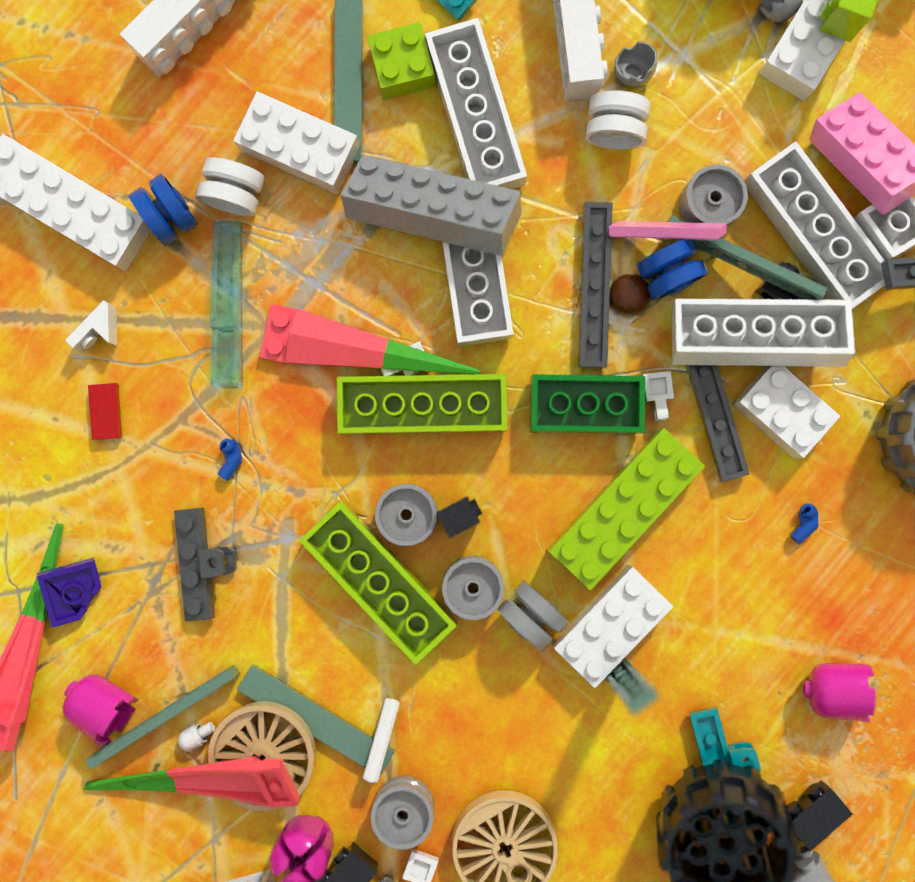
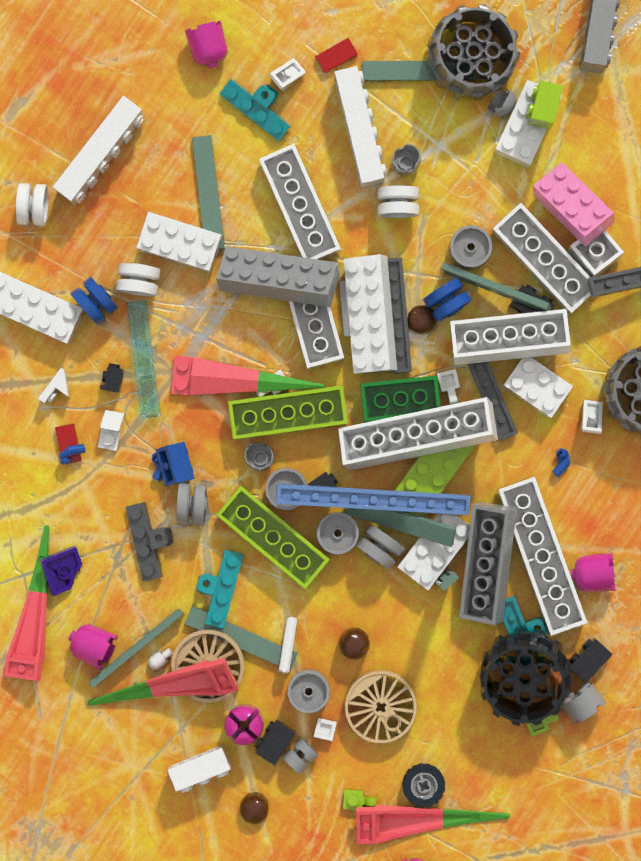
camera: 10 degrees left, 0 degrees up
(92, 62) = (32, 204): none -> white wheel
(102, 421) = (69, 451): none -> blue arm
(167, 399) = (110, 430): none -> white slope
(178, 325) = (113, 378): none -> black brick
(251, 458) = (175, 464): none -> blue brick
(265, 520) = (193, 505): none -> light grey wheel
(295, 646) = (221, 588): none -> teal plate
(372, 462) = (258, 456): none -> light grey hair
(401, 60) = (244, 176): lime brick -> none
(477, 749) = (354, 643): none -> reddish brown piece
(525, 265) = (344, 304): none -> white axle
(530, 546) = (372, 499): none -> medium blue plate
(558, 277) = (370, 314): none -> white brick
(568, 582) = (408, 523): none -> sand green tile
(610, 457) = (418, 434): none -> white brick
(668, 230) = (440, 274): bright pink tile -> none
(688, 659) = (487, 563): none -> light grey brick
(765, 658) = (543, 557): none -> white brick
(859, 464) = (591, 417): none -> white slope

